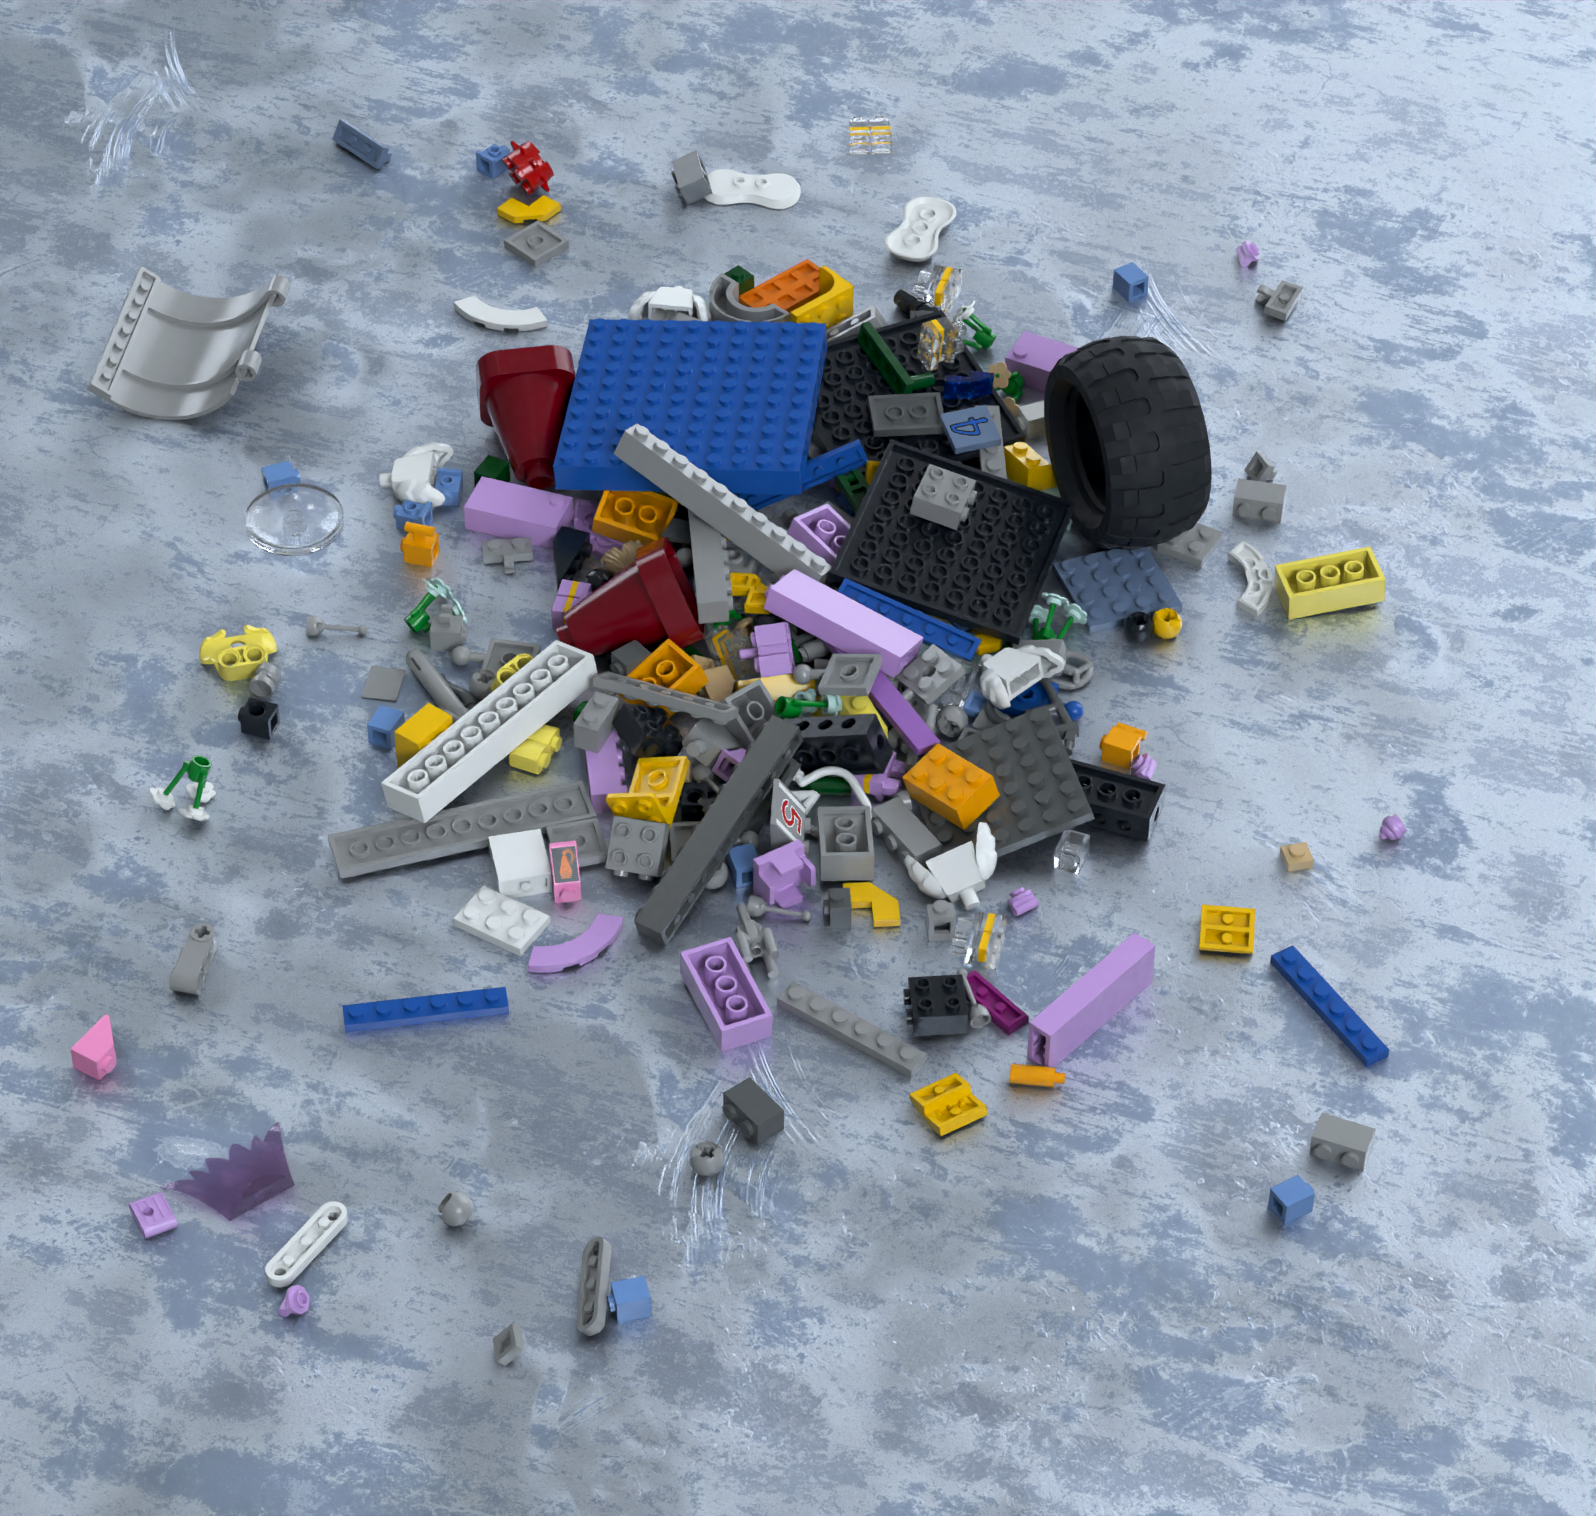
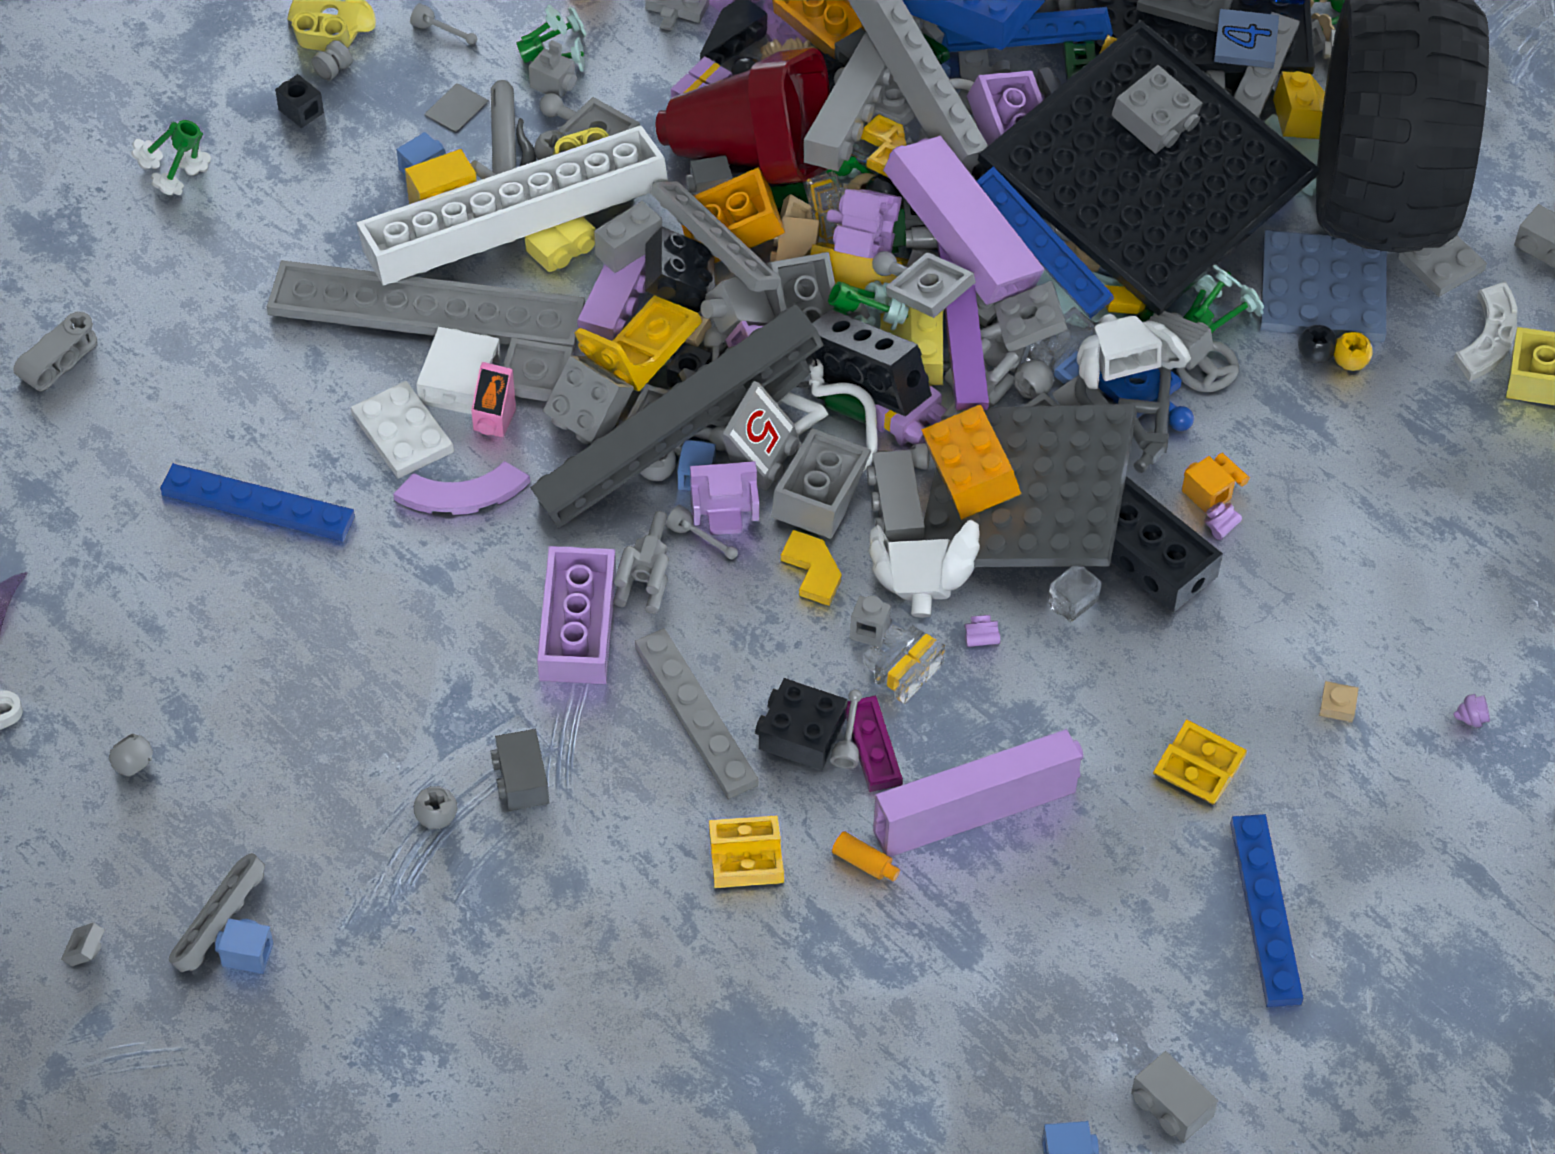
camera: 25 degrees right, 10 degrees up
(837, 909) = (765, 560): dark grey brick -> none

